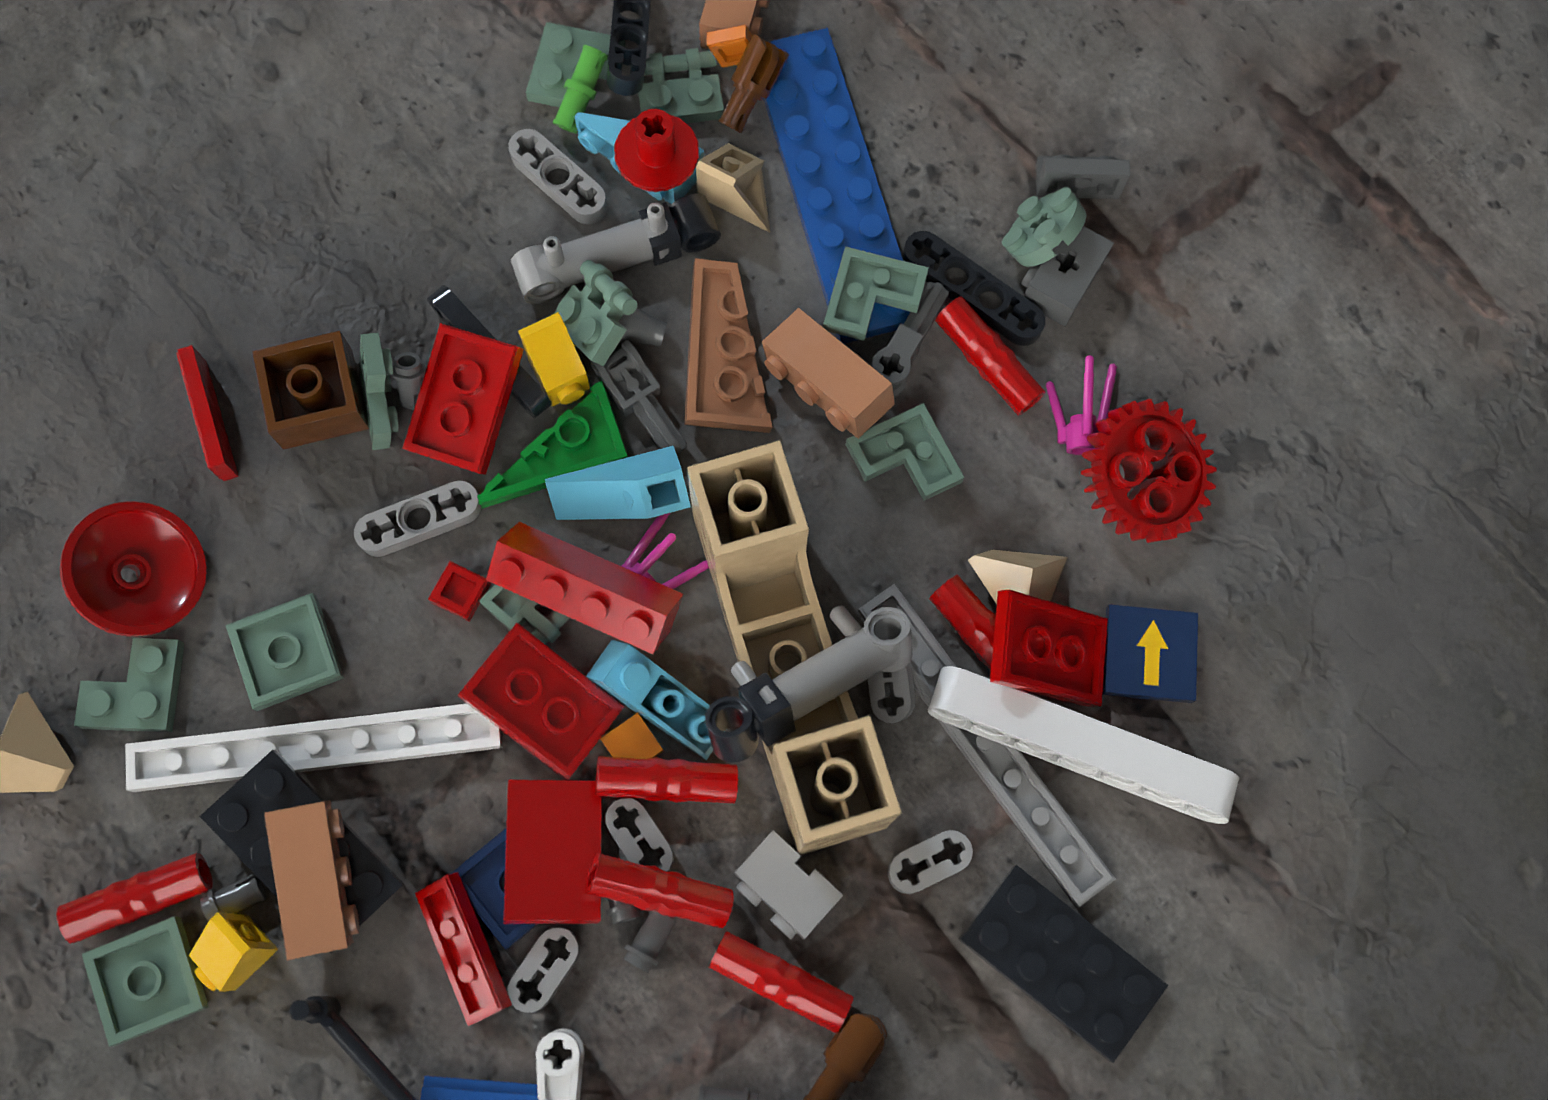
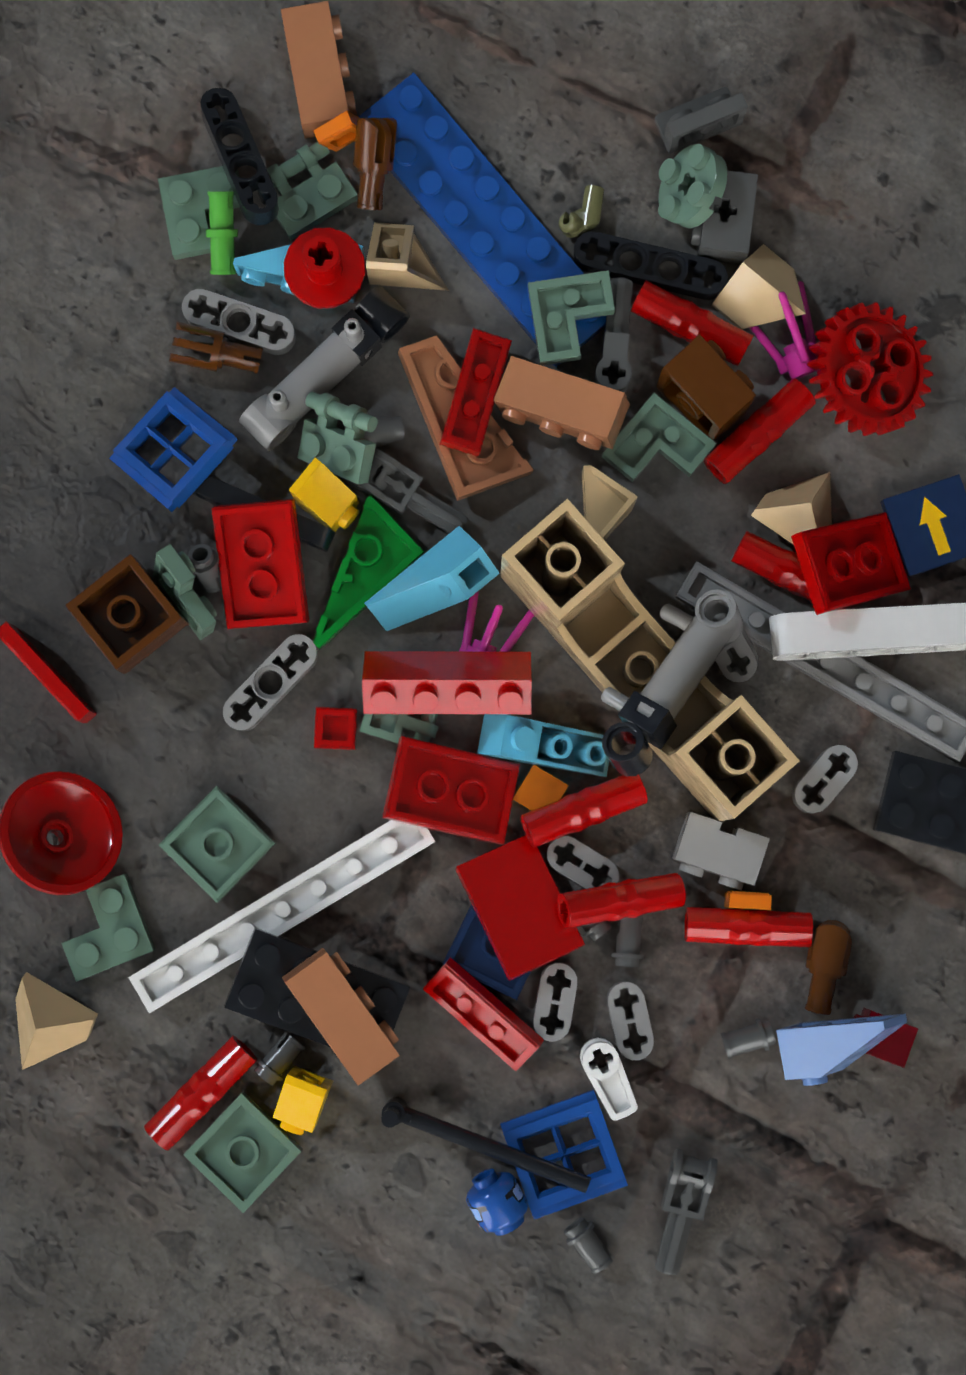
camera: 20 degrees left, 10 degrees up
(400, 273) = (197, 422): none -> blue piece
(524, 192) = (221, 352): none -> reddish brown arm
(601, 1023) = (640, 1019): none -> light grey beam
(746, 328) = (475, 392): none -> red tile
(793, 952) = (748, 900): none -> orange tile
(827, 487) = (604, 501): none -> tan slope
(932, 219) = (585, 218): none -> olive arm
(976, 416) = (706, 387): none -> reddish brown brick
(1012, 484) = (759, 431): none -> red axle
(1060, 352) = (754, 288): none -> tan slope

